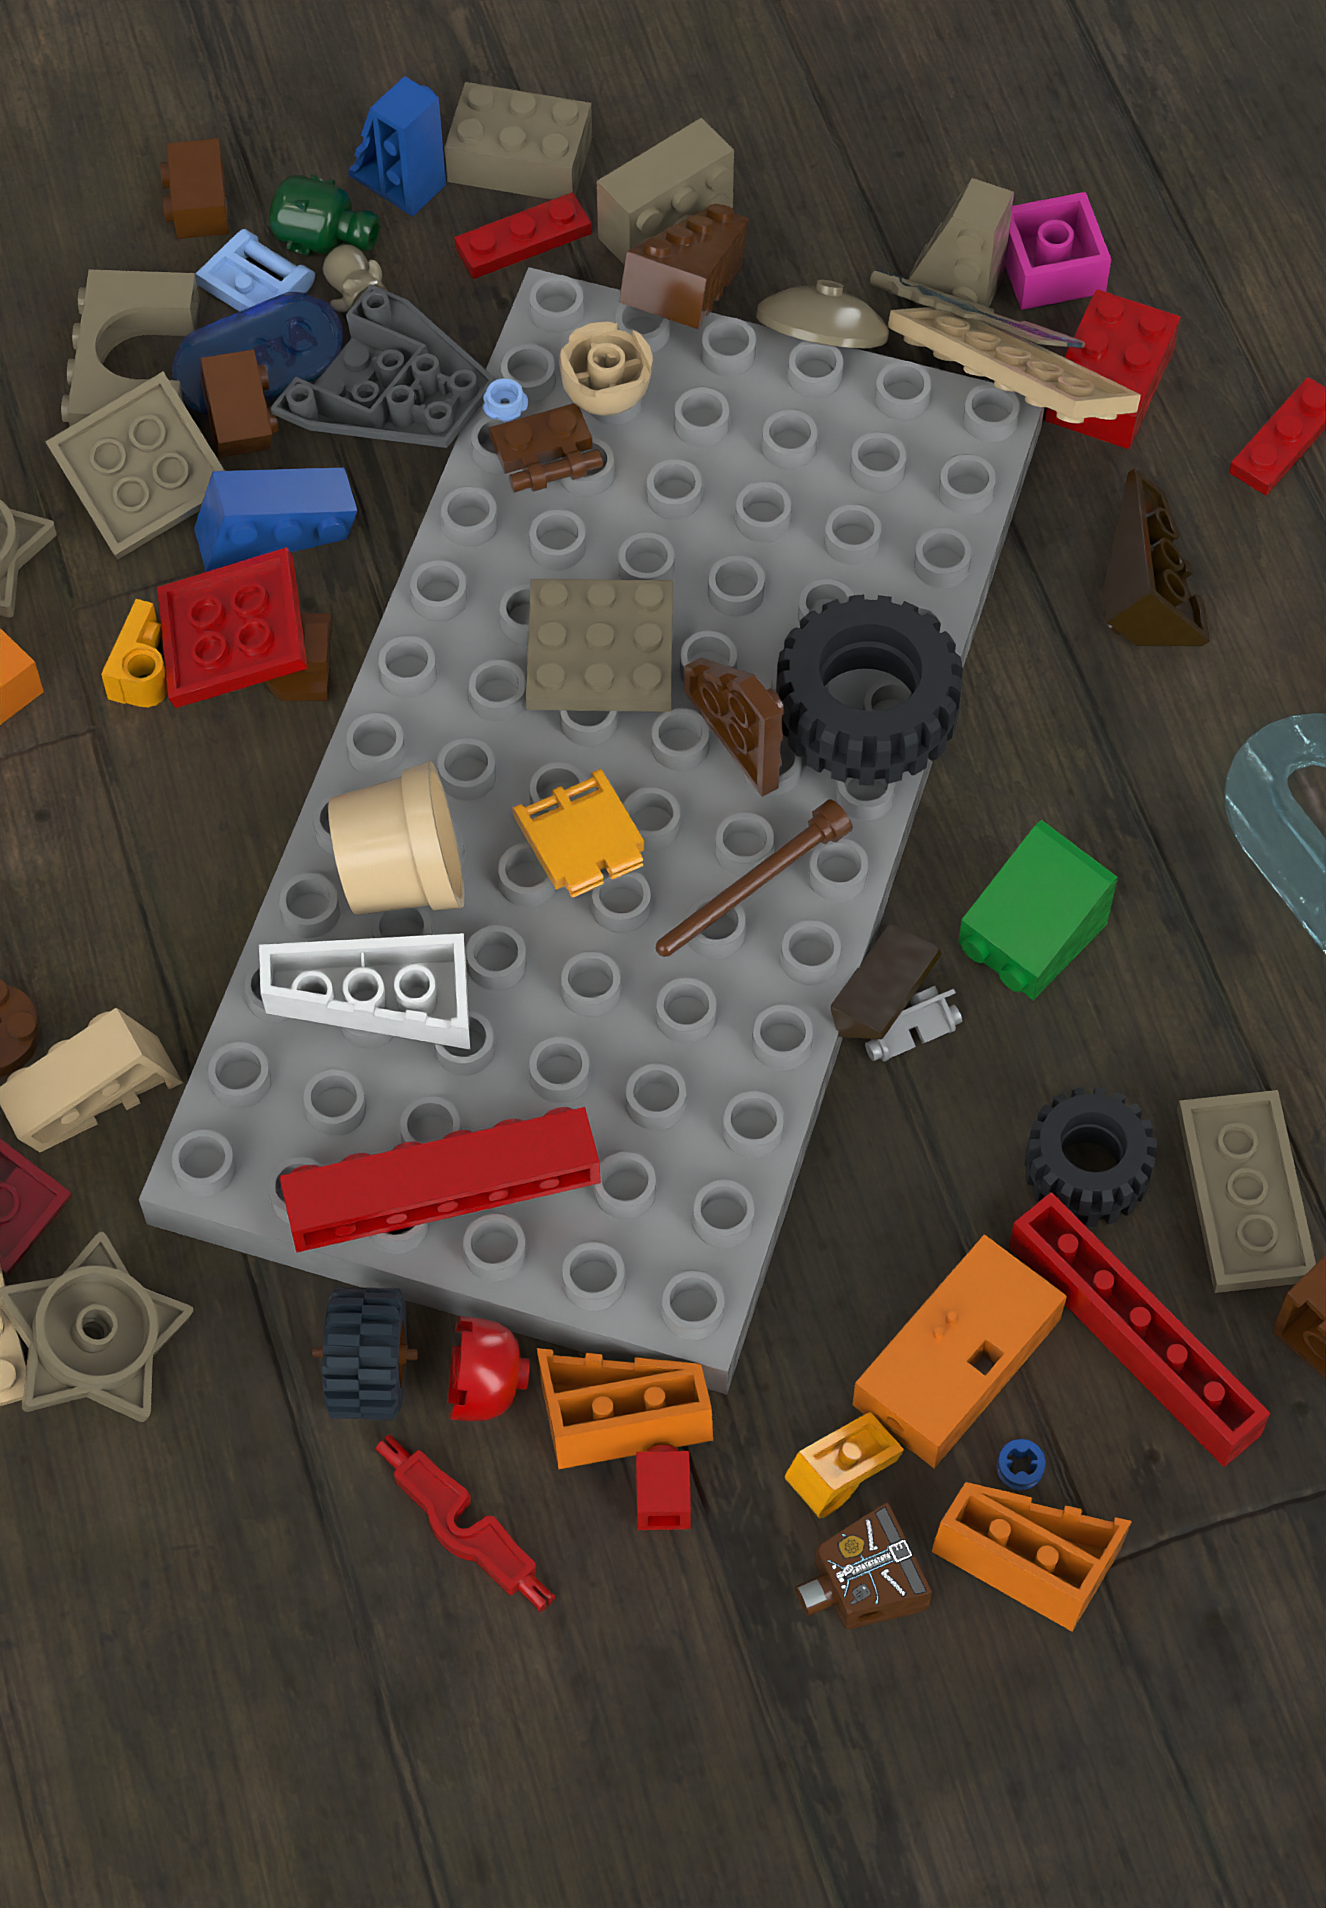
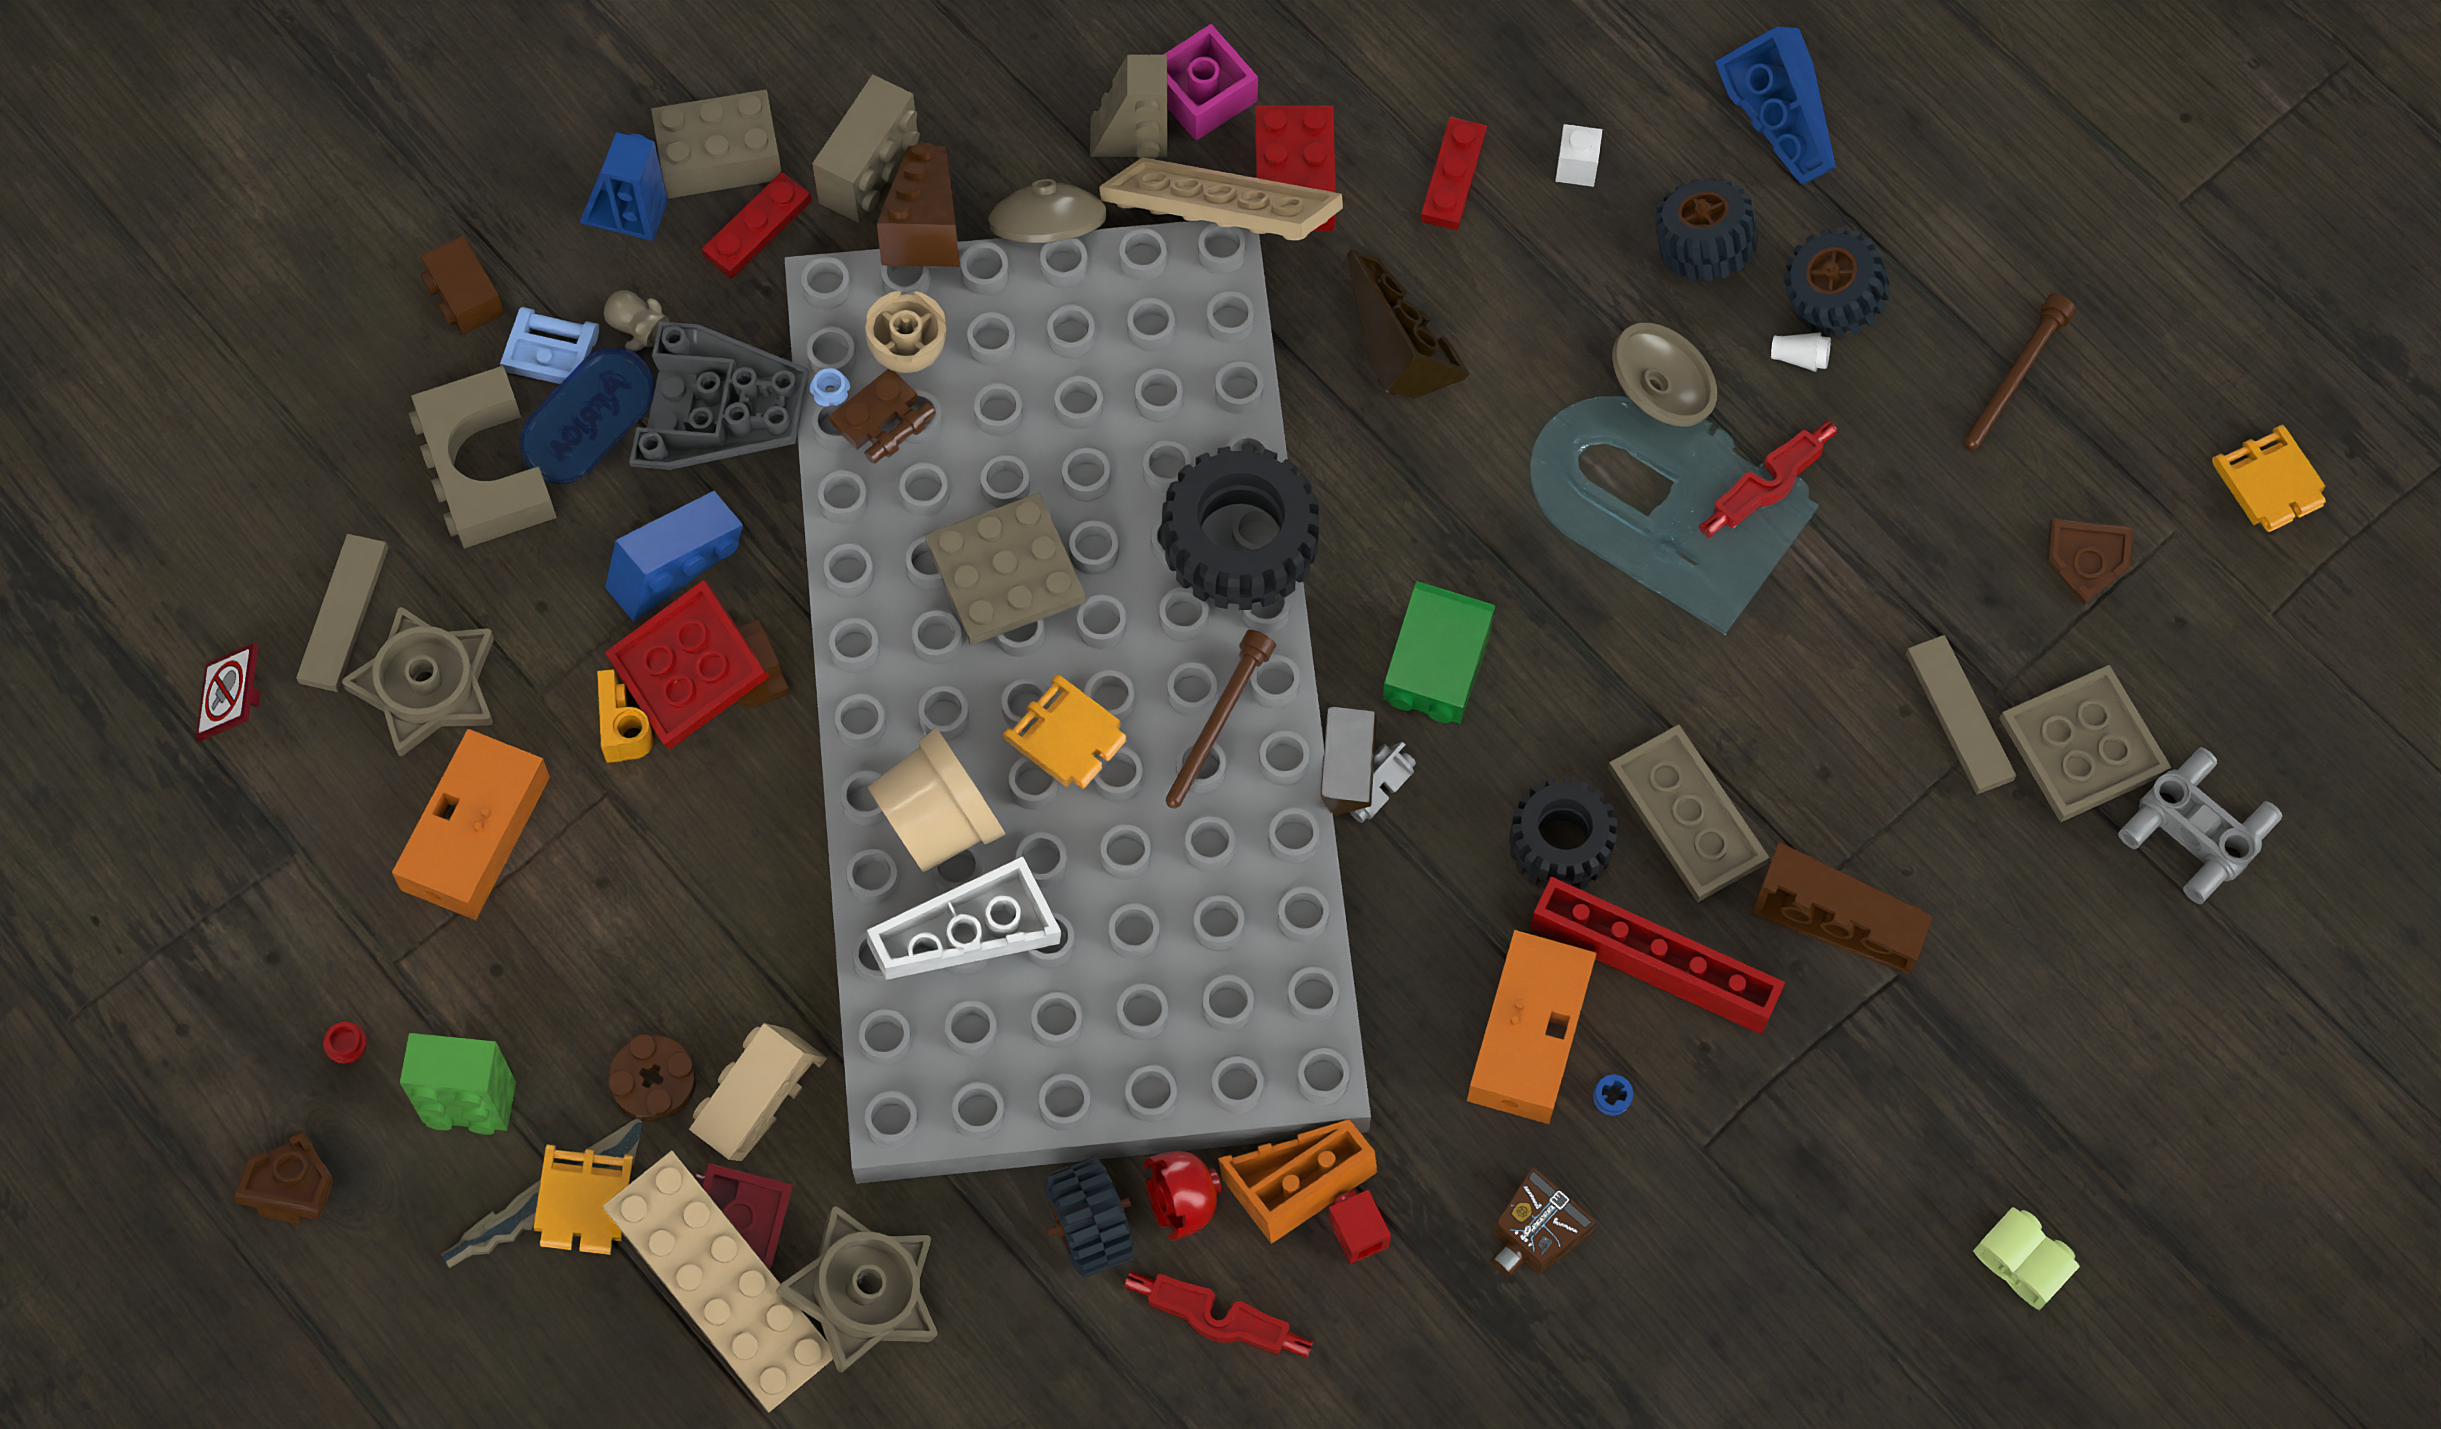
camera: 25 degrees left, 5 degrees up
(137, 464) = (541, 553): dark tan plate -> none
(237, 403) = (595, 467): reddish brown brick -> none
(319, 217) = (578, 274): dark green piece -> none
(440, 1178) = (1089, 1058): red brick -> none
(741, 716) = (1152, 588): reddish brown plate -> none
(837, 1464) = (1483, 1150): light orange plate -> none
(966, 309) = (1161, 161): dark tan sword -> none
(1030, 1550) = (1652, 1159): orange wedge -> none

